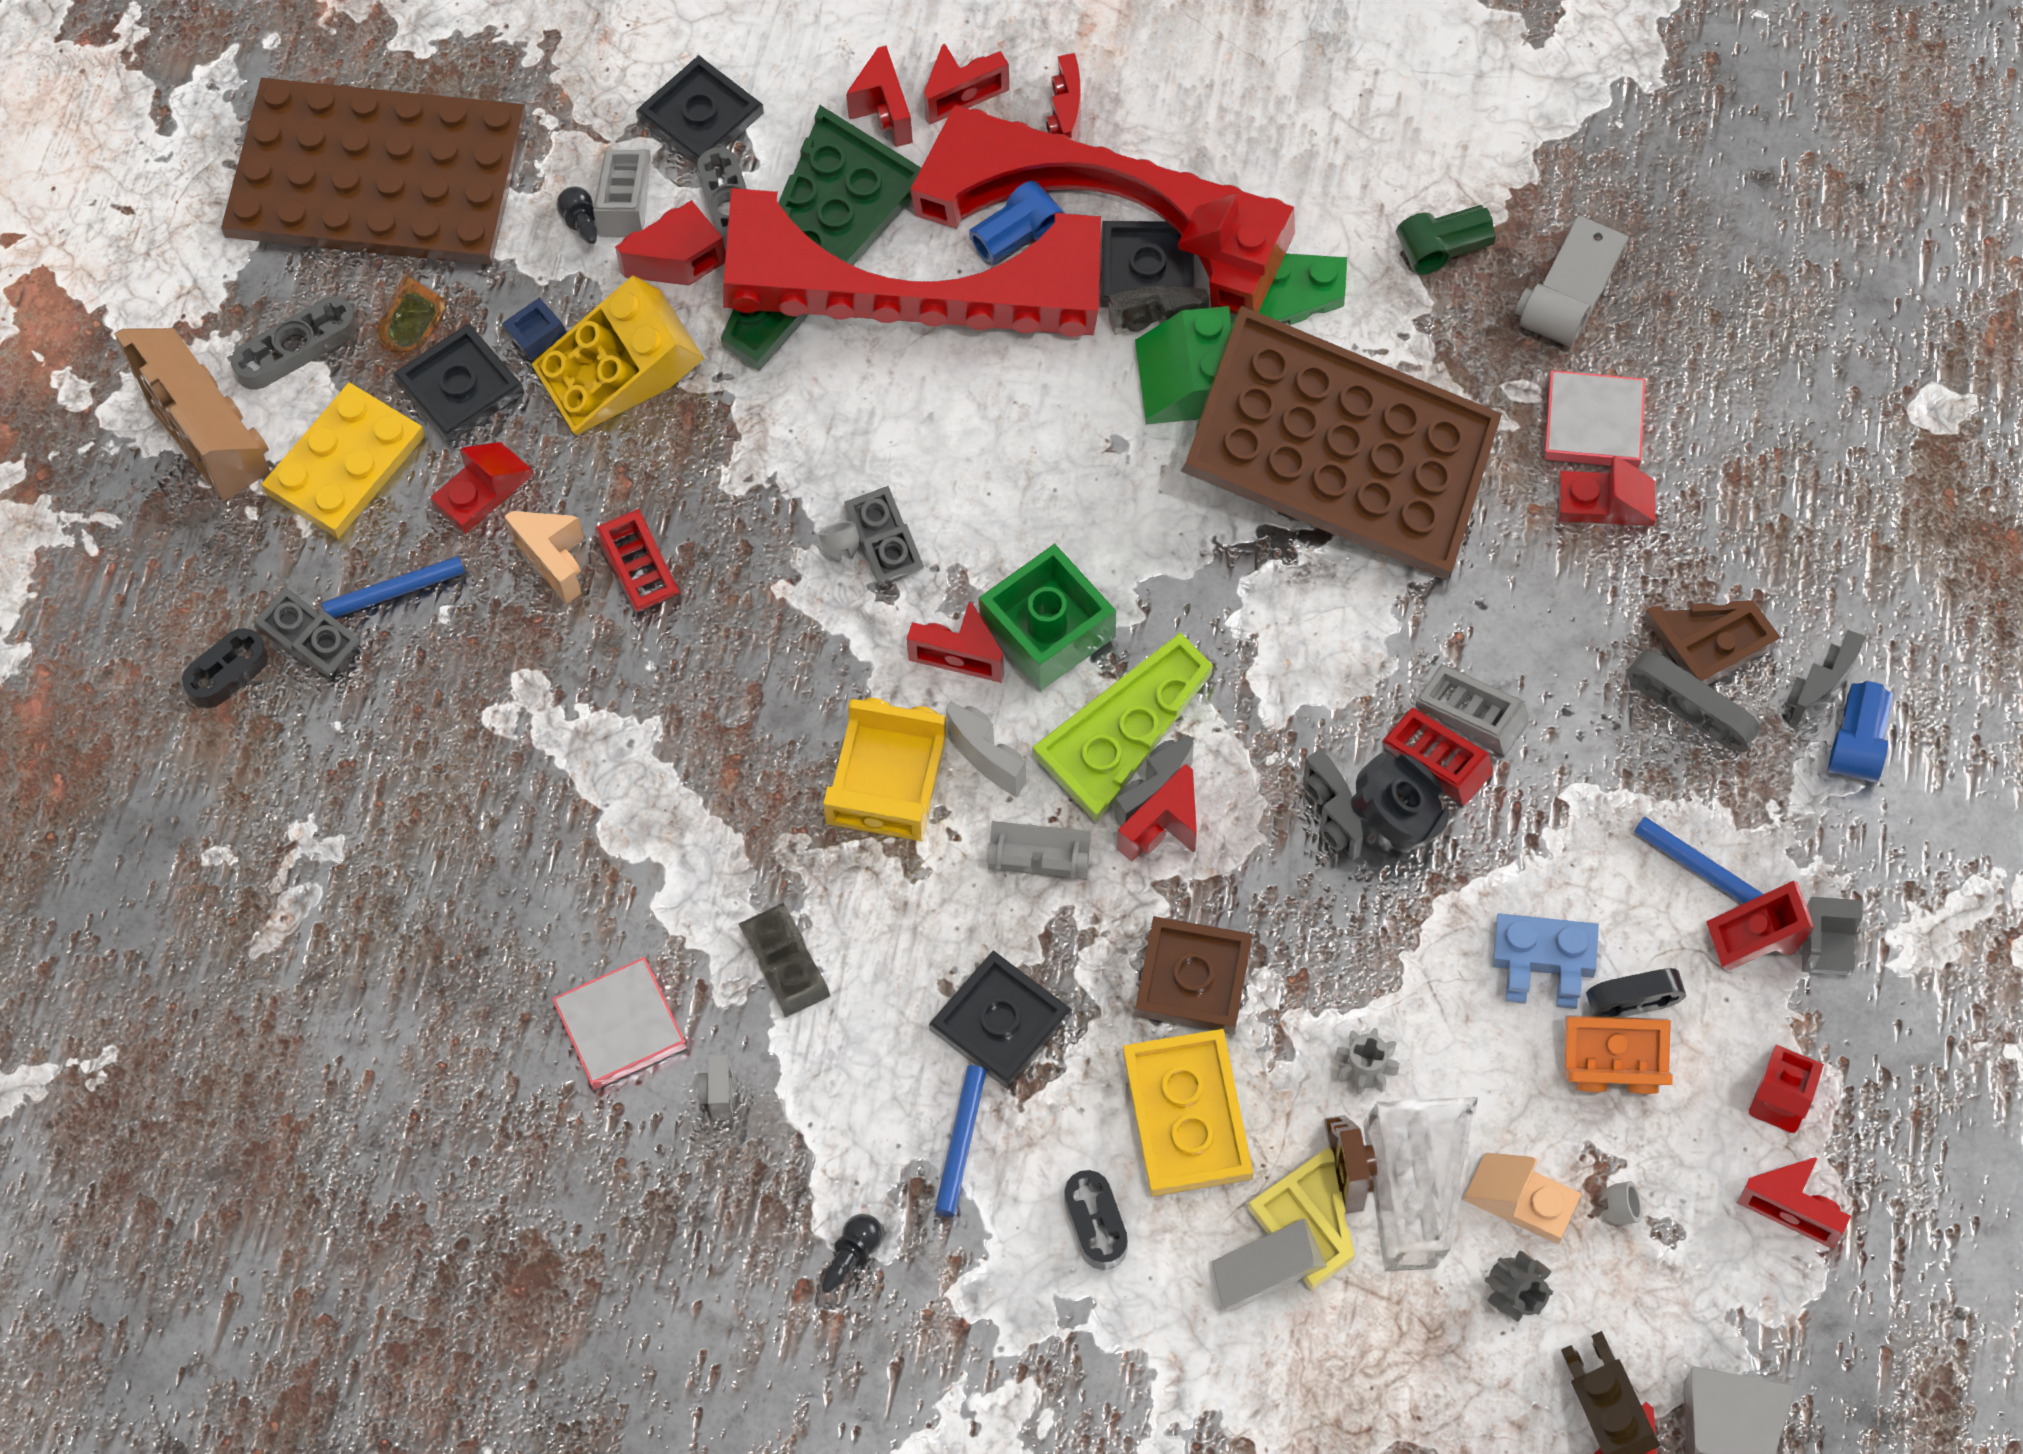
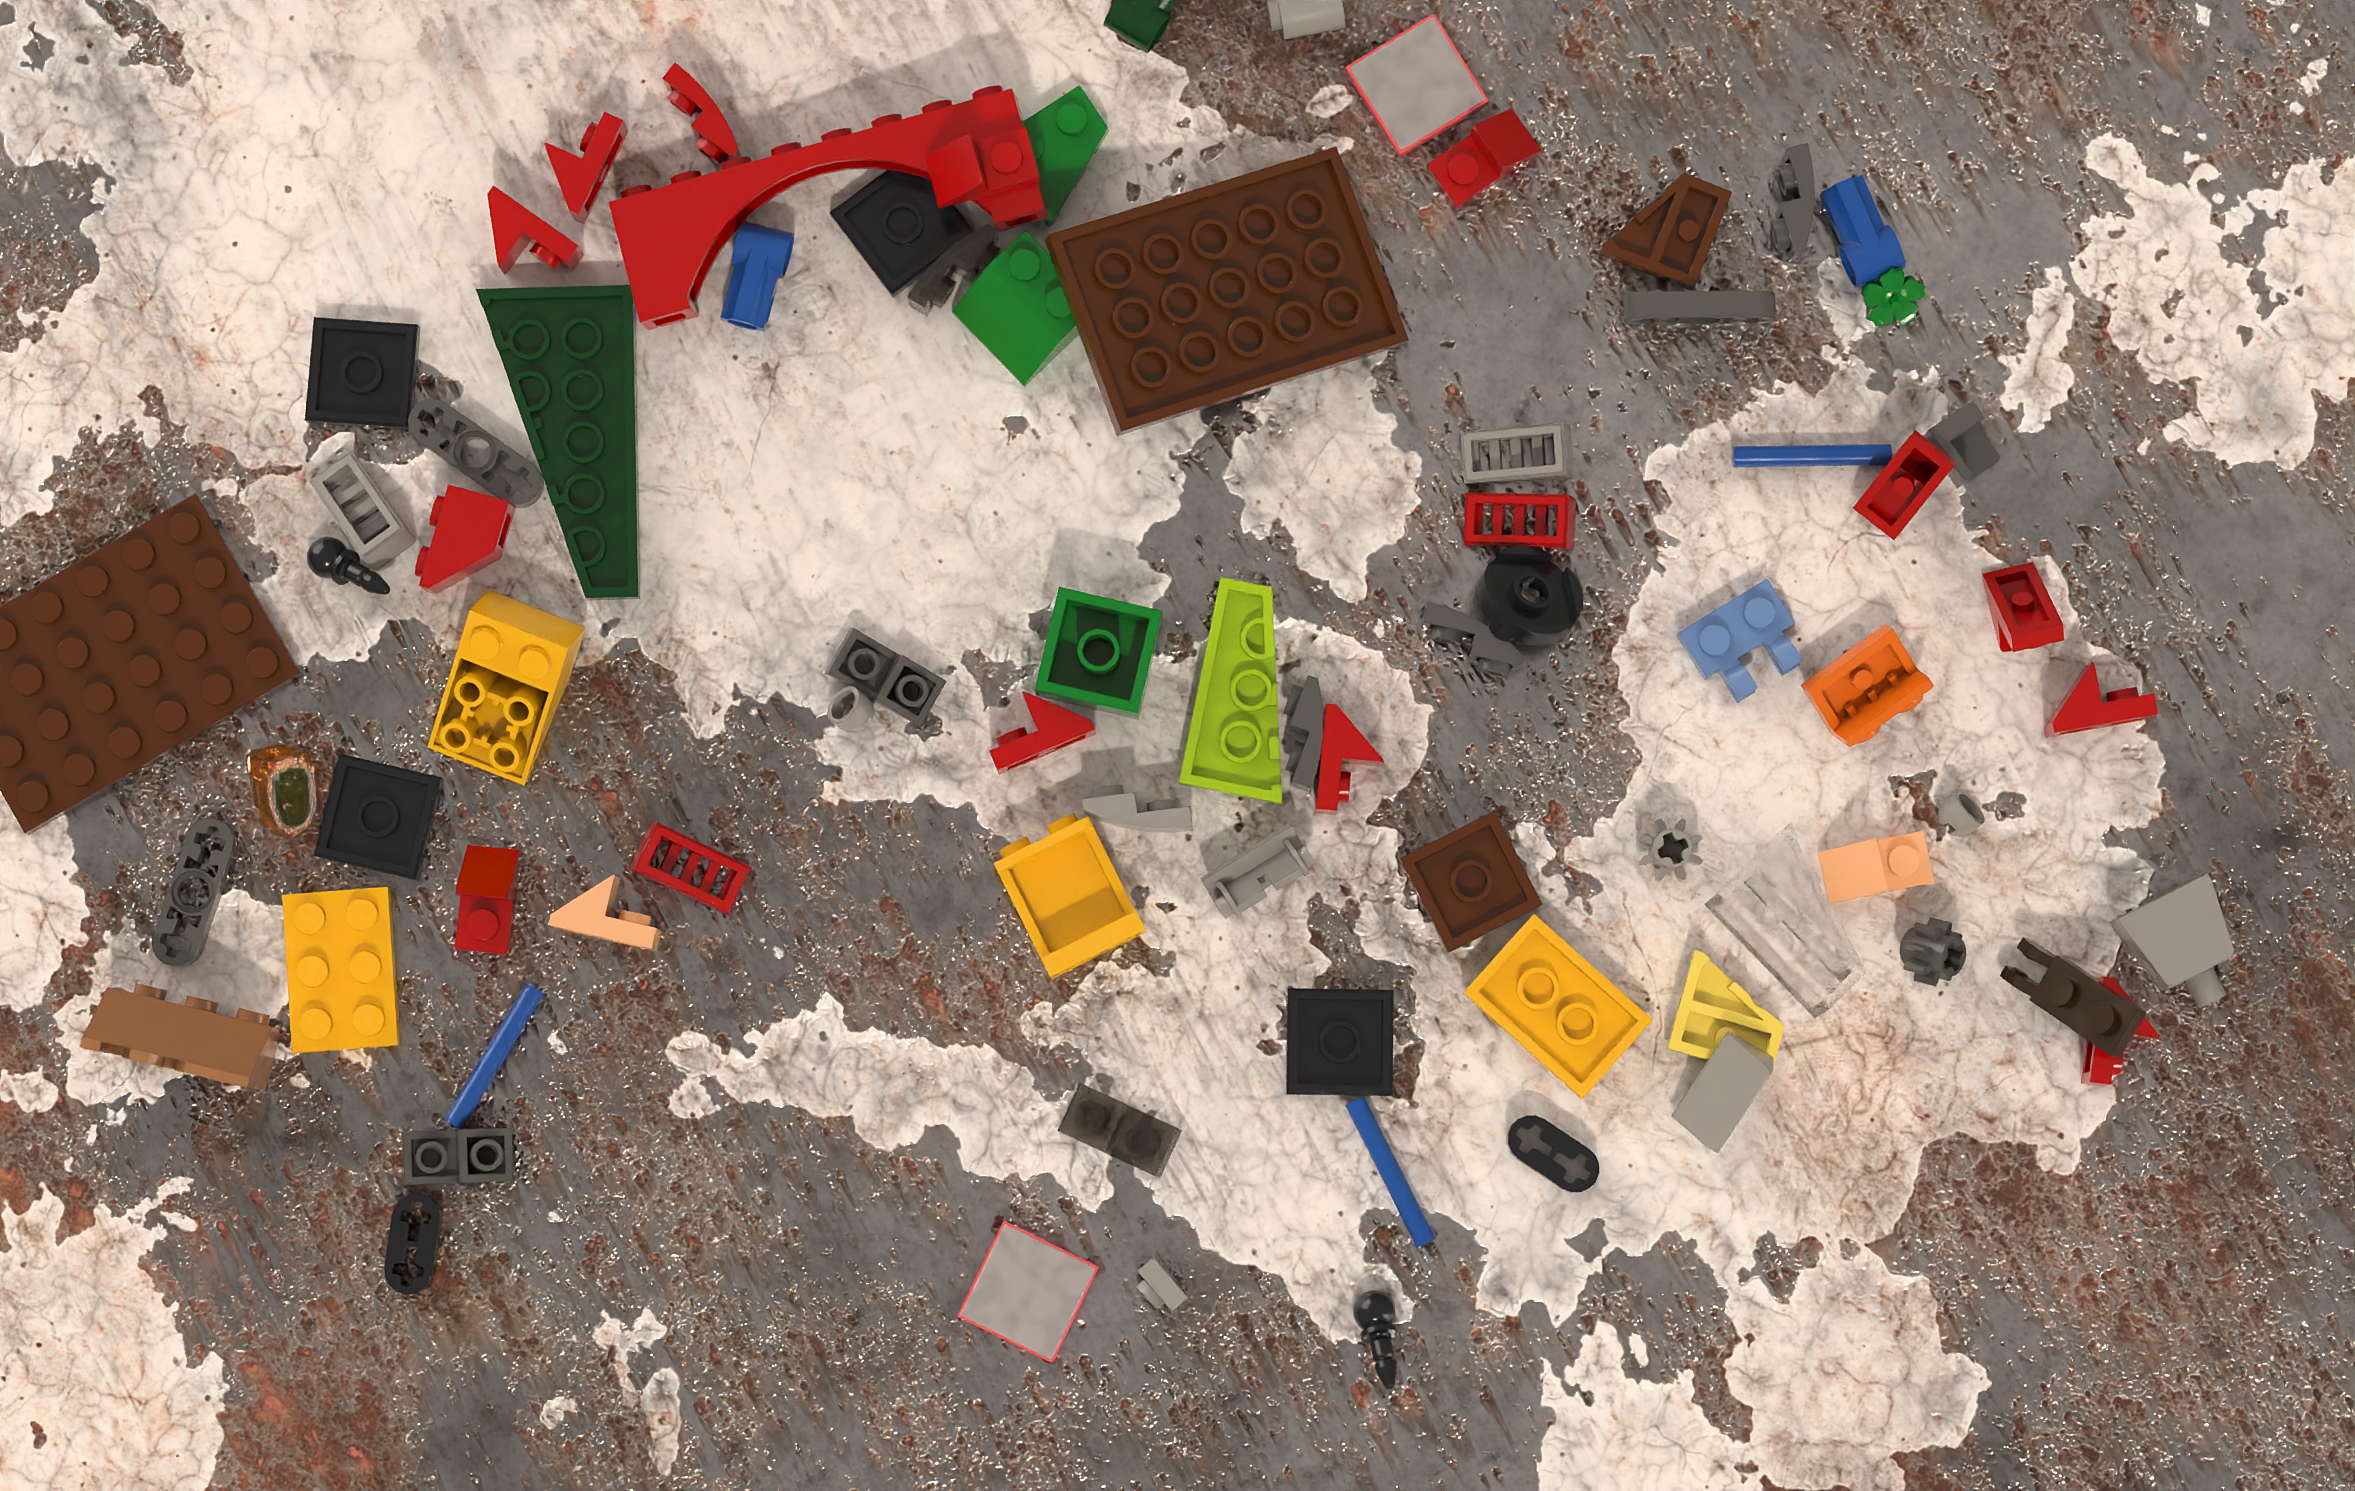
camera: 40 degrees left, 20 degrees up
(534, 328) = (406, 714): dark blue plate -> none
(784, 271) = (590, 497): red arch -> none
(1353, 1162) = (1734, 957): reddish brown wing -> none
(1636, 993) = (1843, 620): black beam -> none
(1853, 796) = (1892, 297): none -> green plant

